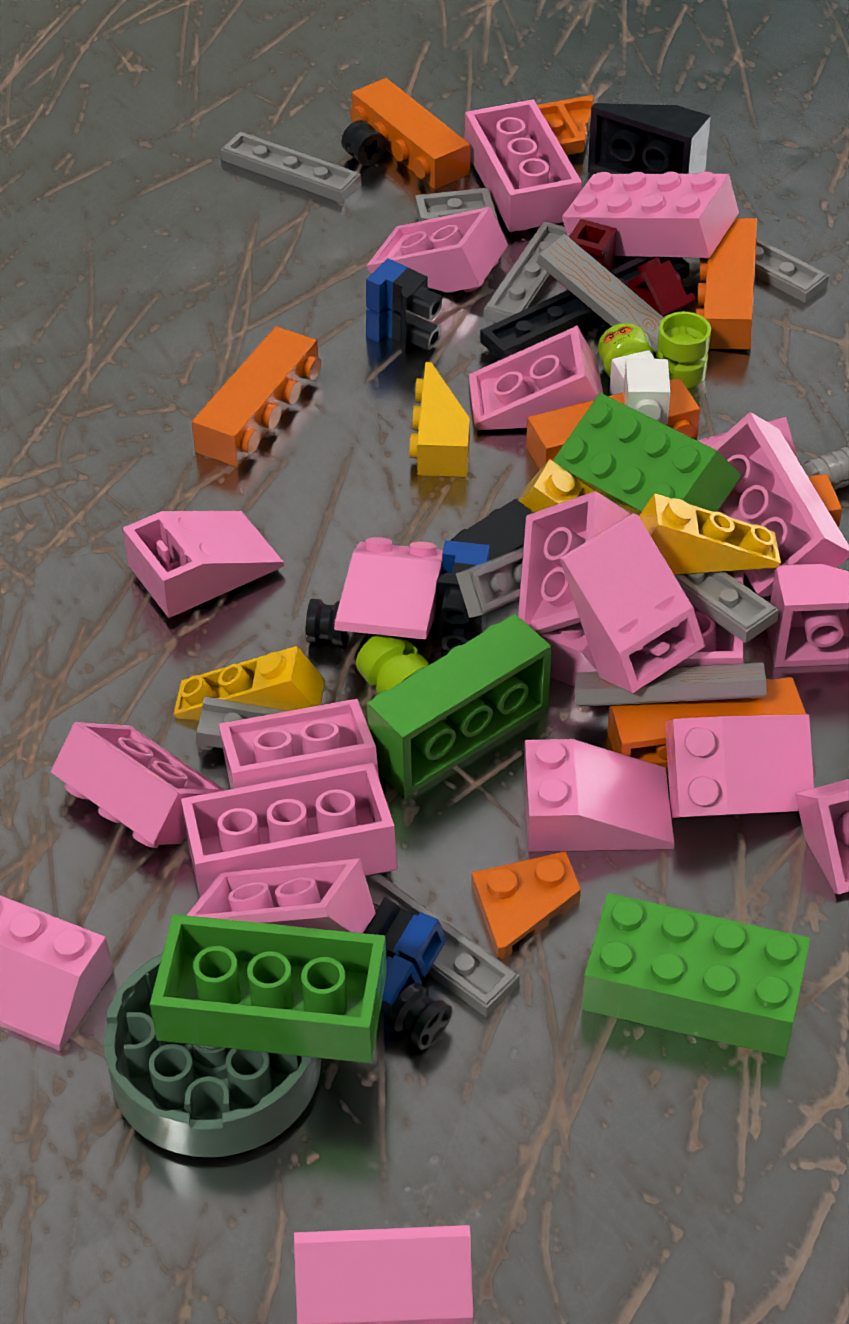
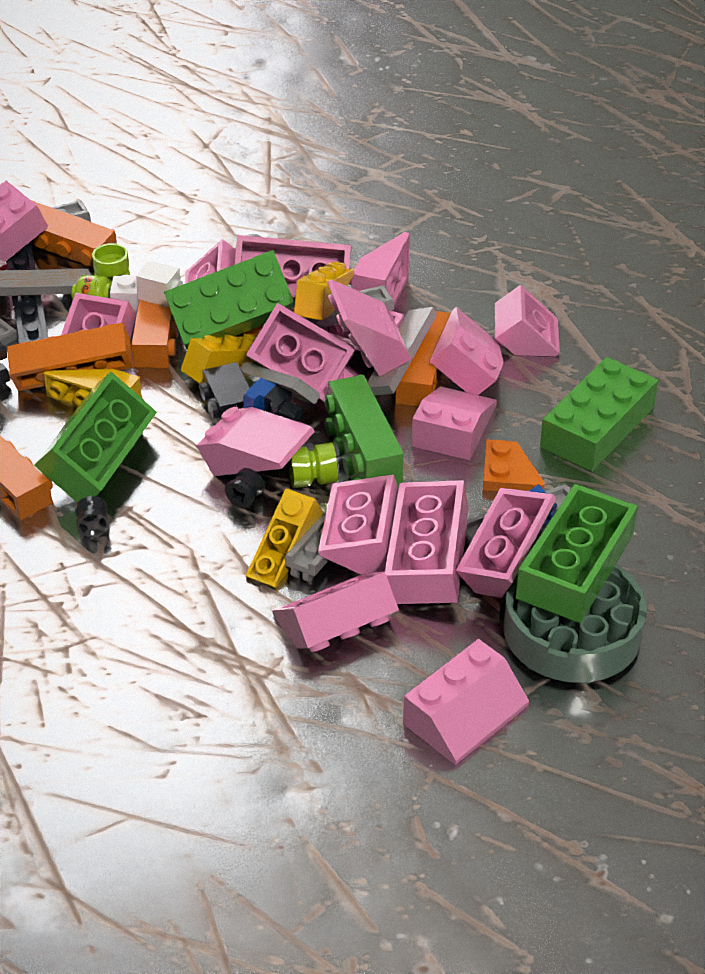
camera: 70 degrees left, 5 degrees down
(196, 556) = (146, 536): bright pink slope -> none
(211, 497) = (92, 516): none -> black wheel
(324, 447) = (96, 438): none -> bright green brick
(474, 374) = (82, 350): none -> orange brick
(660, 287) = (49, 256): dark red brick -> none

